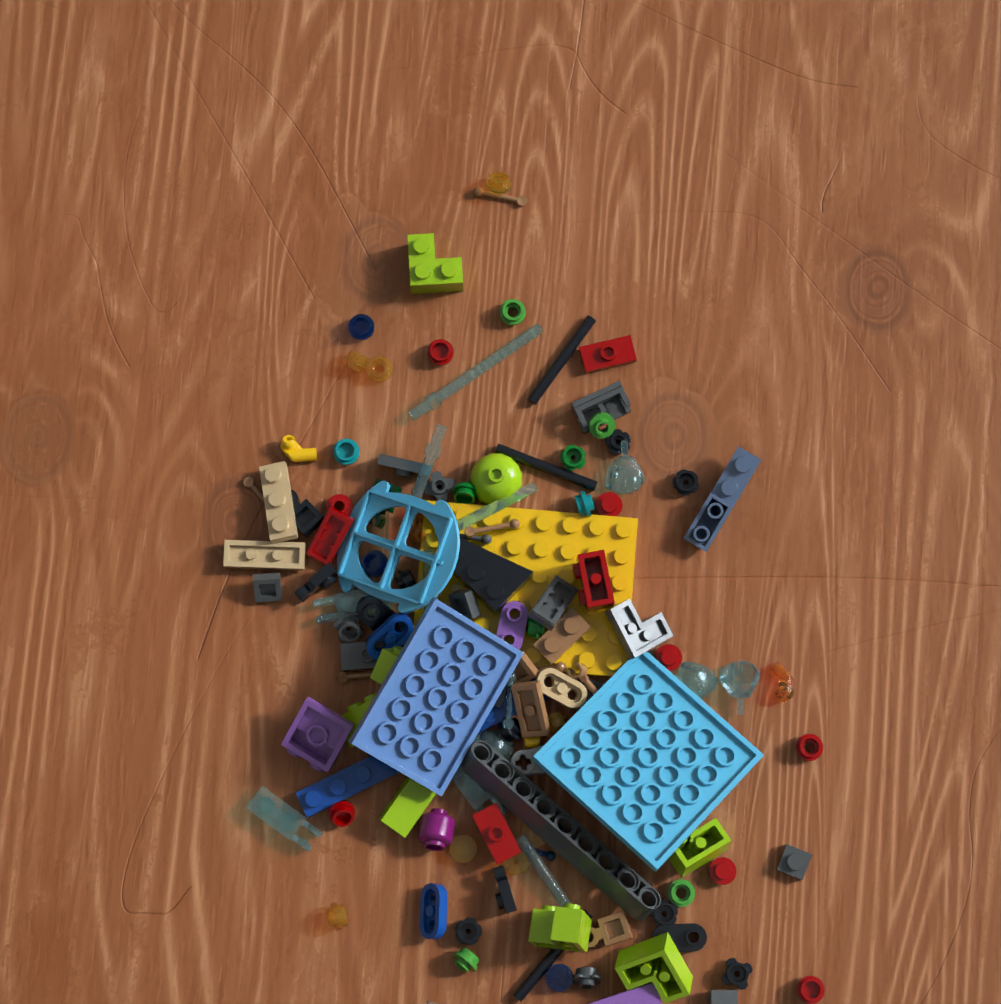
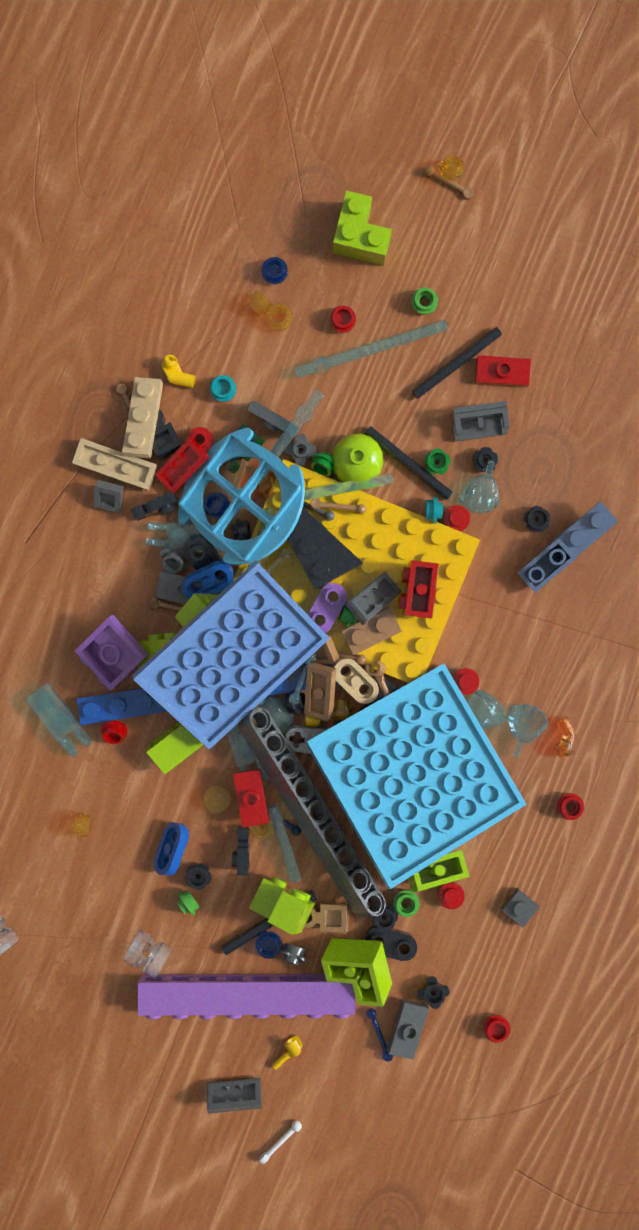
camera: 20 degrees right, 10 degrees up
(436, 830) = (196, 775): magenta head -> none
(465, 603) = (288, 573): dark grey plate -> none
(598, 419) = (474, 432): bright green plate -> none
(634, 634) = (441, 651): plate -> none

